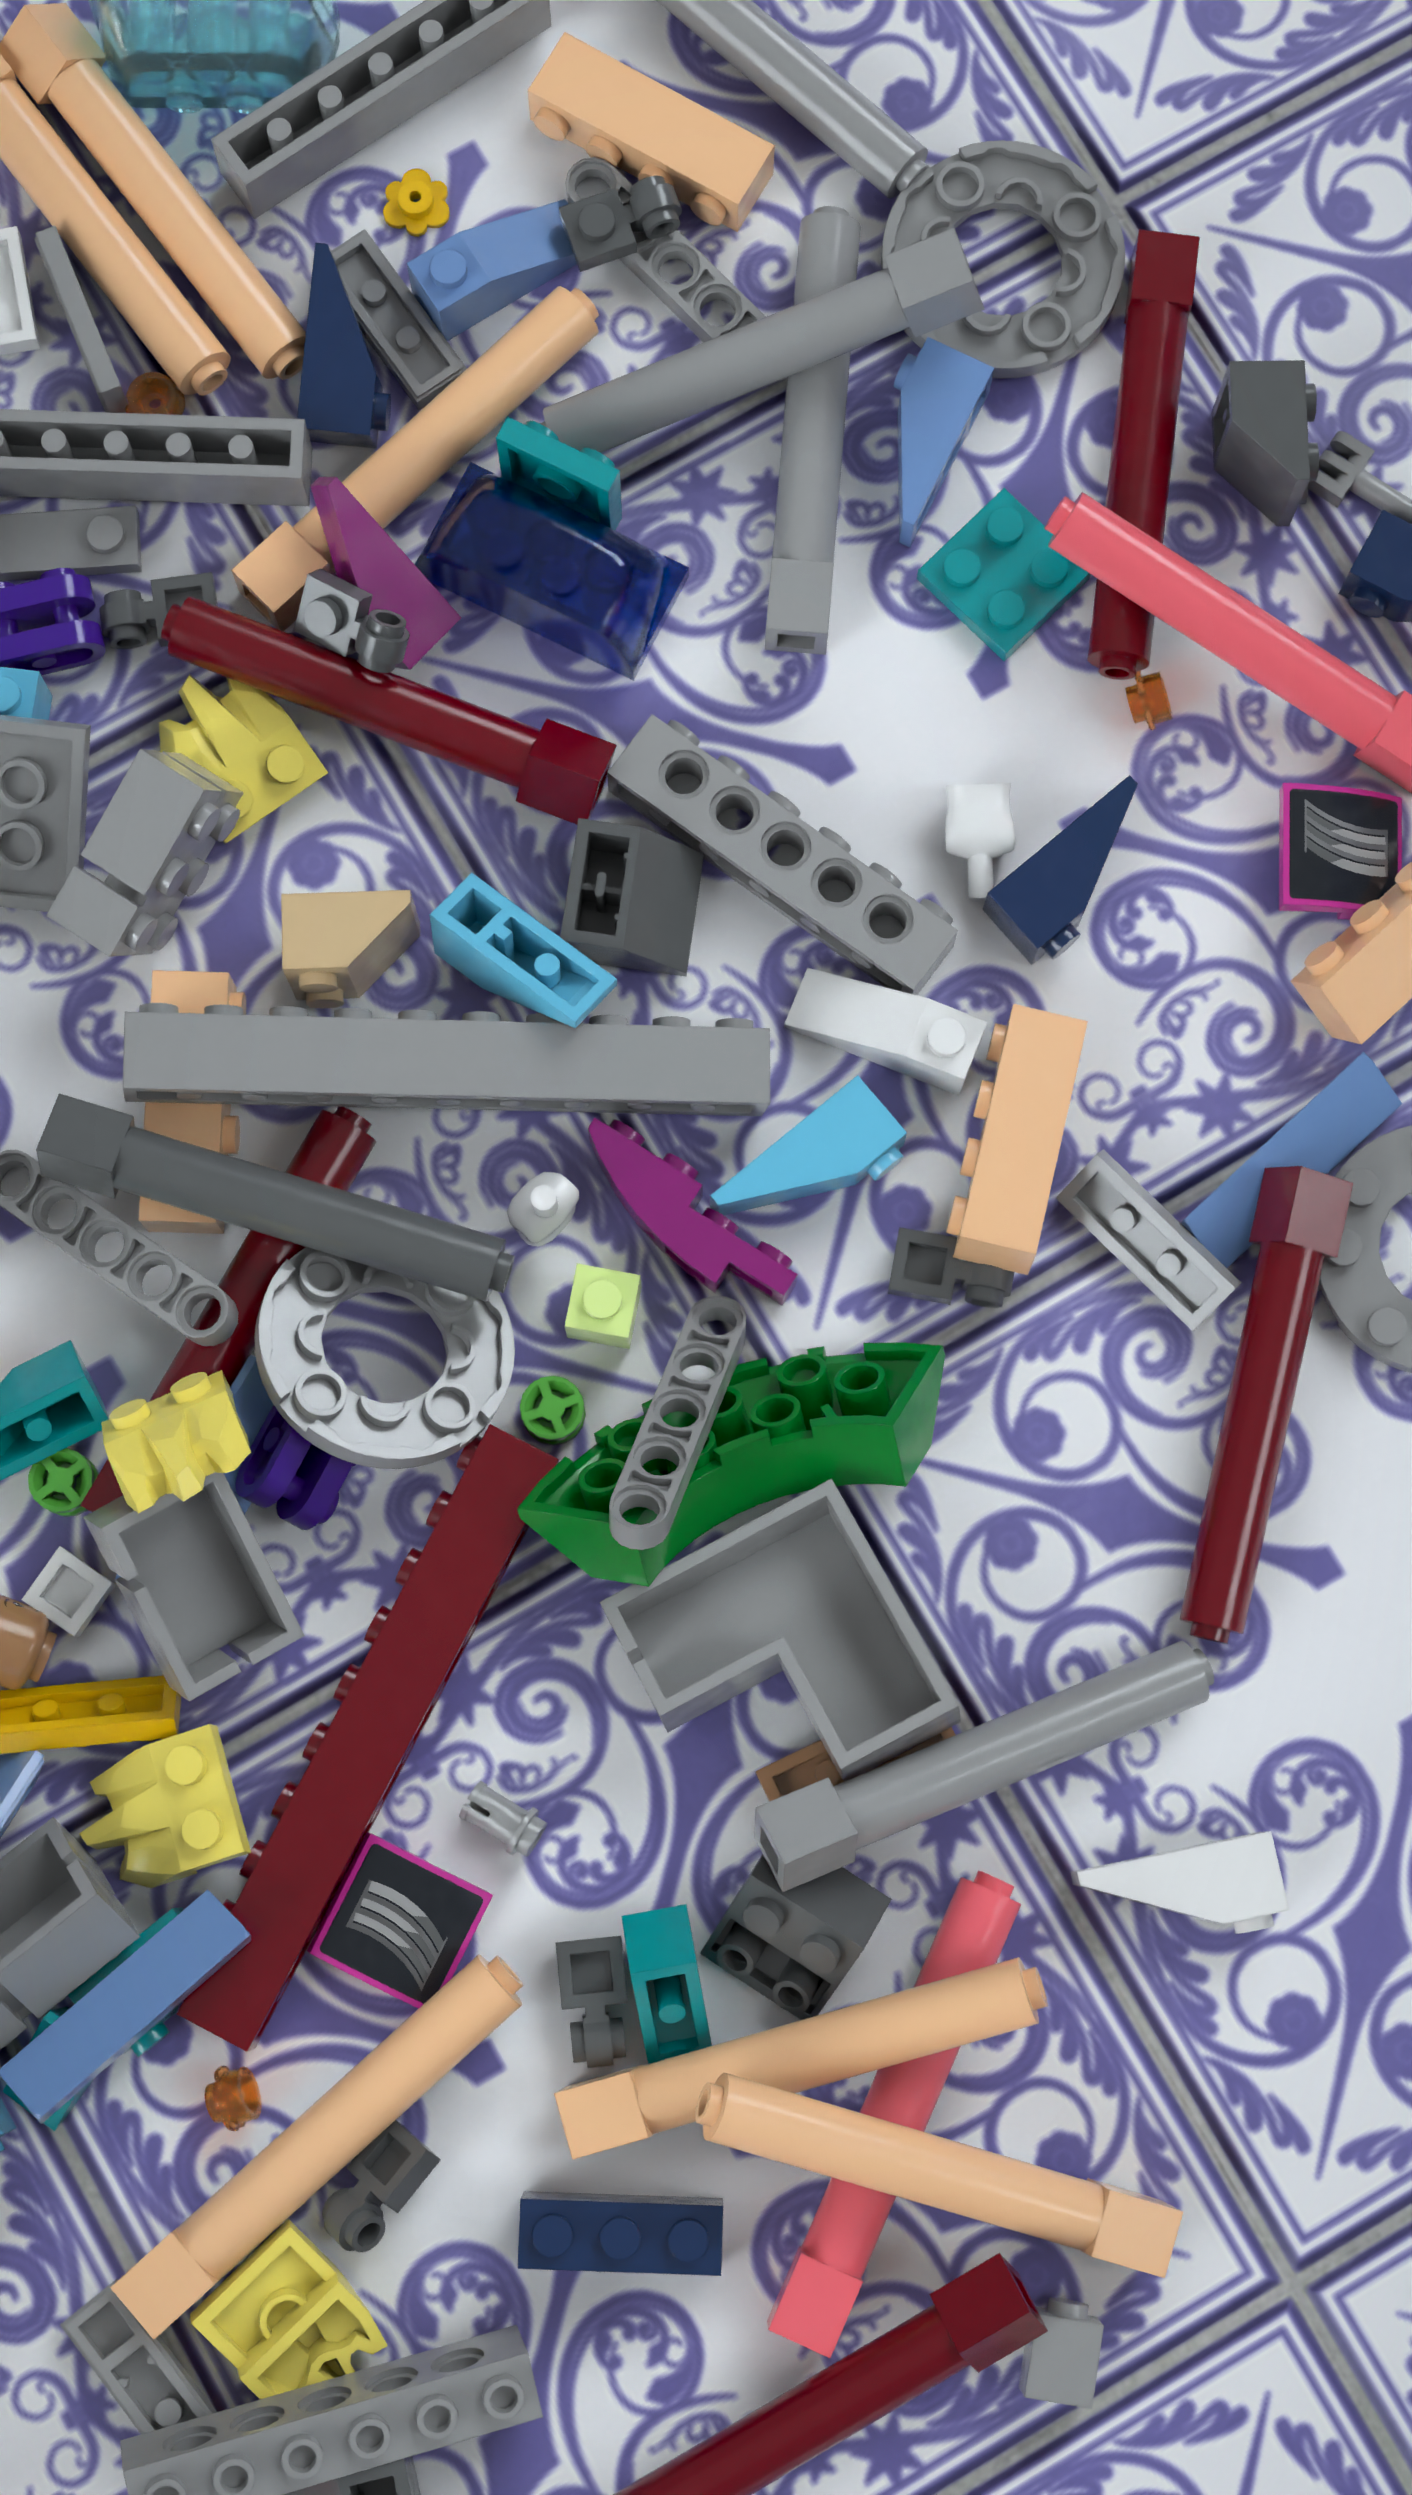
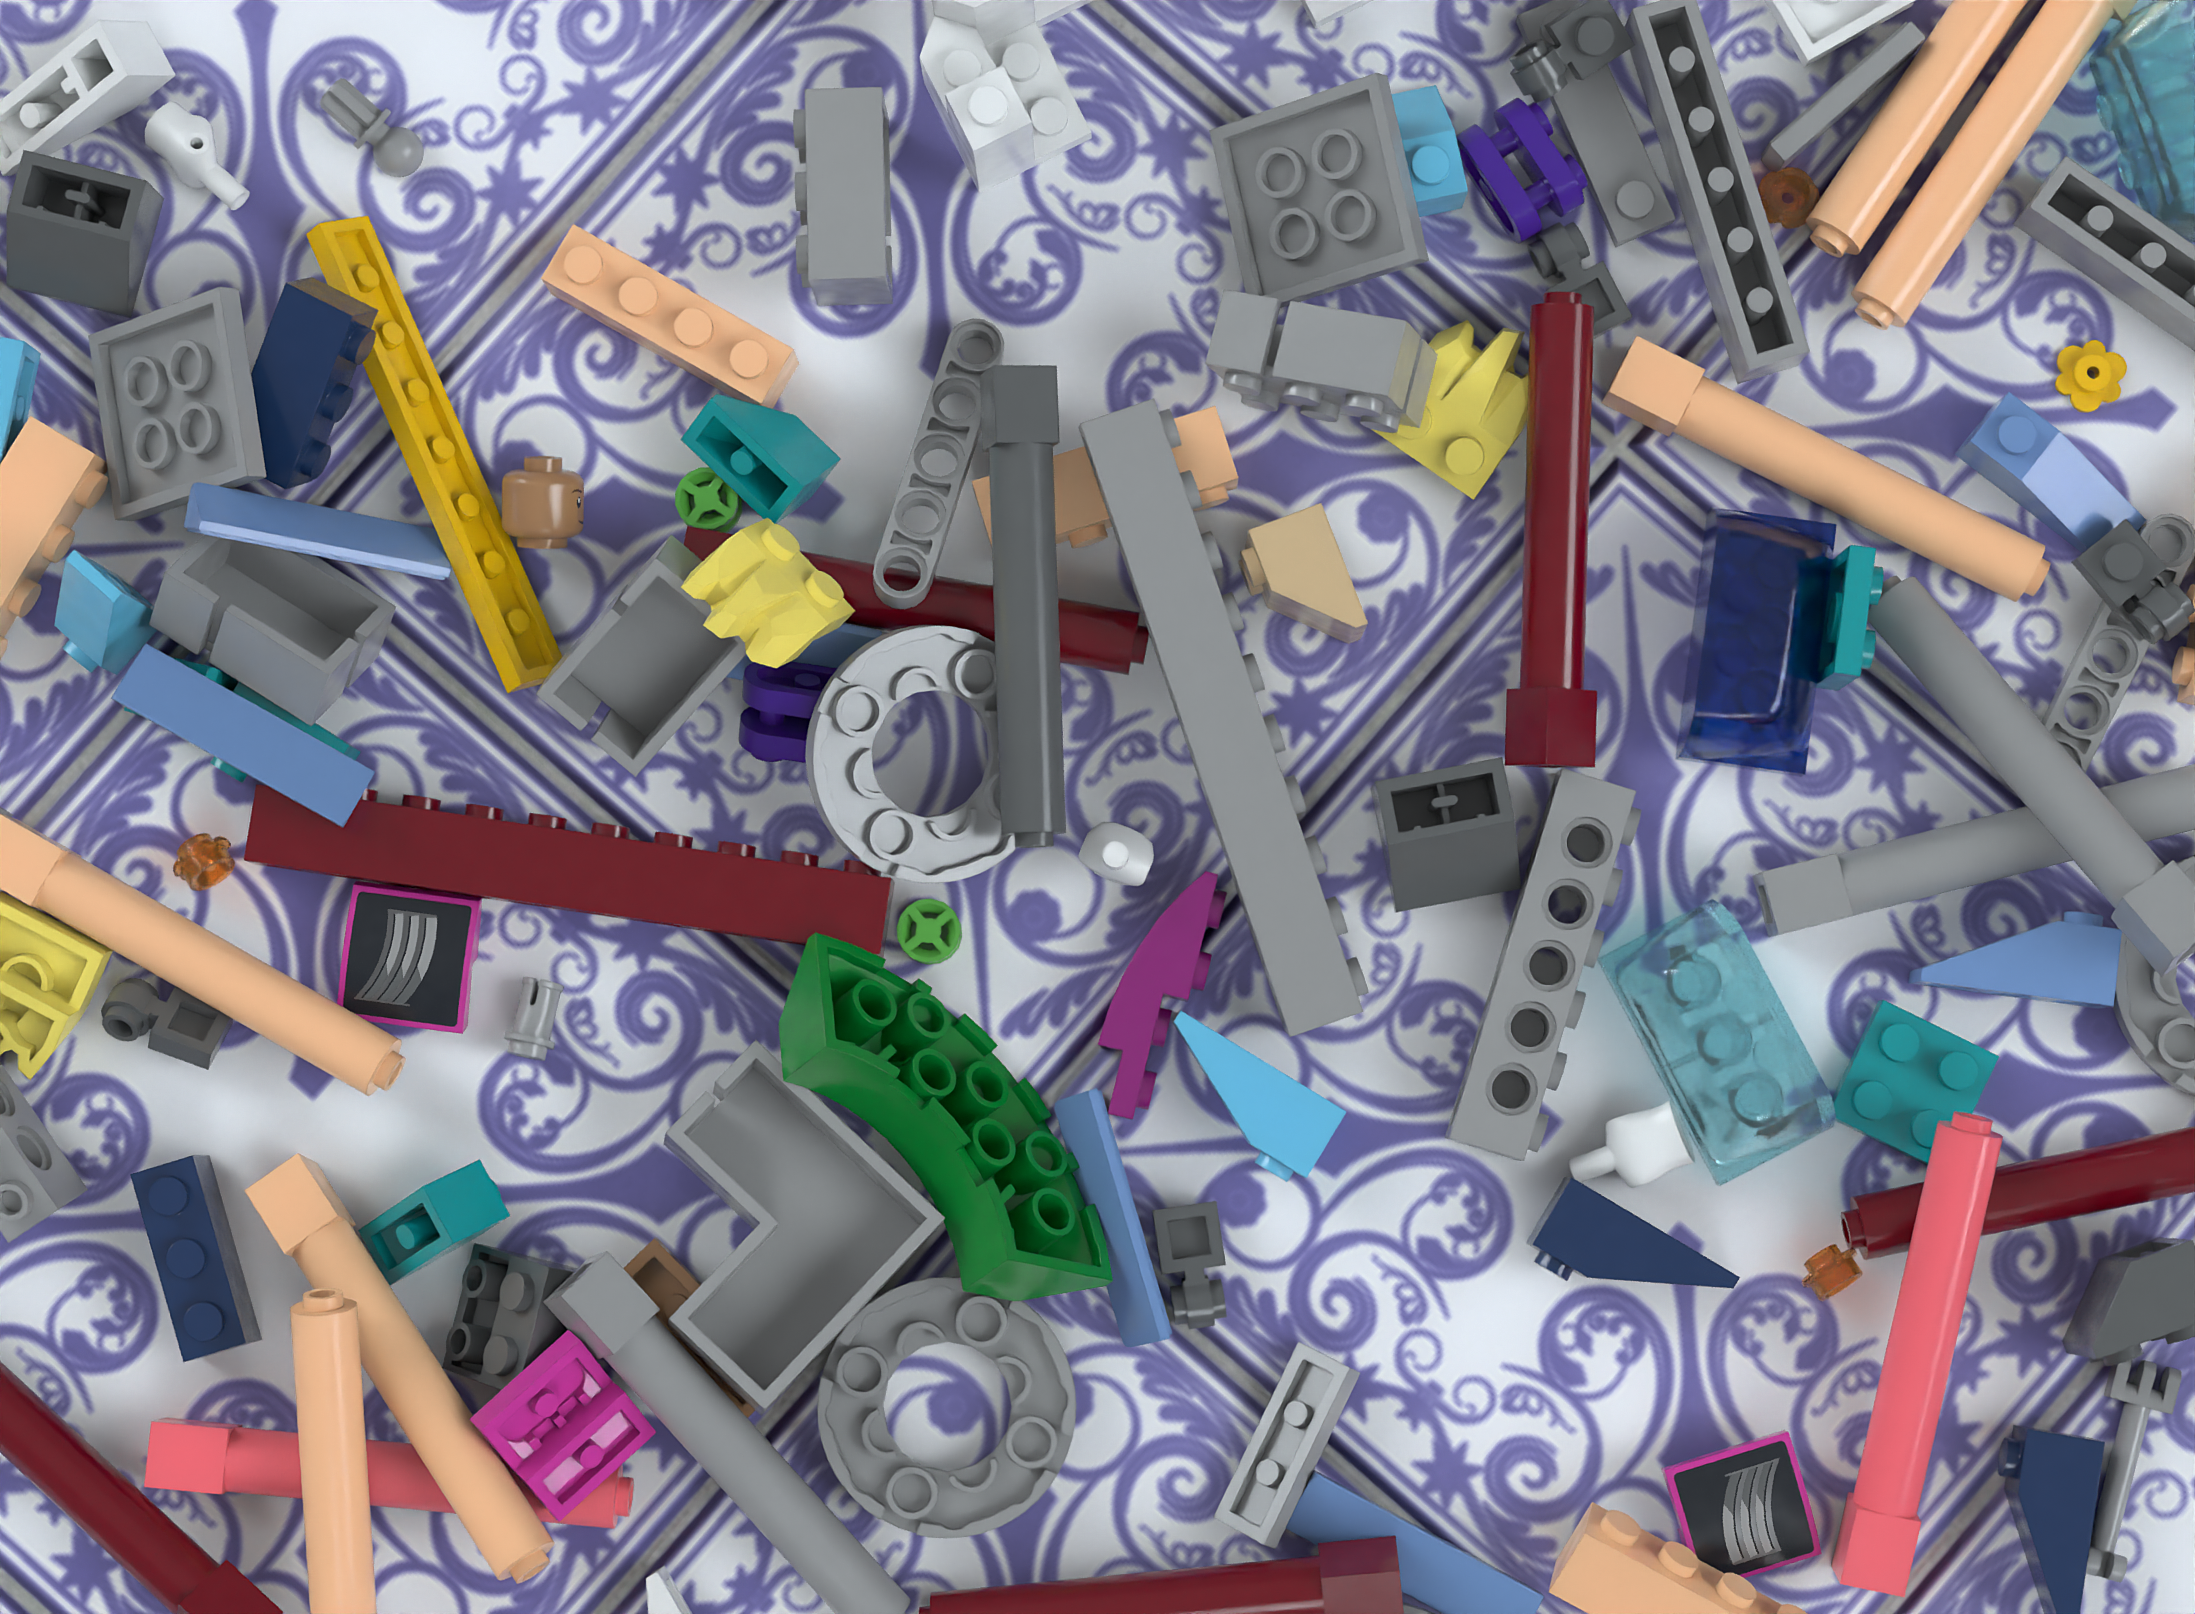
camera: 75 degrees right, 5 degrees up
(69, 1592) = (609, 543): white plate -> none
(170, 1809) = (441, 710): light yellow plate -> none
(338, 379) = (1880, 364): dark blue slope -> none
(338, 618) = (1619, 455): dark grey plate -> none
(376, 564) = (1669, 485): magenta slope -> none
(395, 321) = (1958, 394): light grey tile -> none
(516, 954) = (1348, 746): medium azure slope -> none
(592, 1977) = (415, 1151): dark grey plate -> none
(603, 1306) = (1042, 945): yellowish green brick -> none
(672, 1443) = (923, 1062): light grey beam -> none
(842, 1325) = (1104, 1183): none -> medium blue slope
(888, 1027) = (1409, 1122): white slope -> none
(904, 721) = (1720, 1040): none -> clear light blue windscreen
(908, 1914) = (563, 1425): none -> dark pink slope
(1019, 1139) = (1340, 1287): light nougat brick -> none
(1098, 1523) = (933, 1499): none -> light grey plate

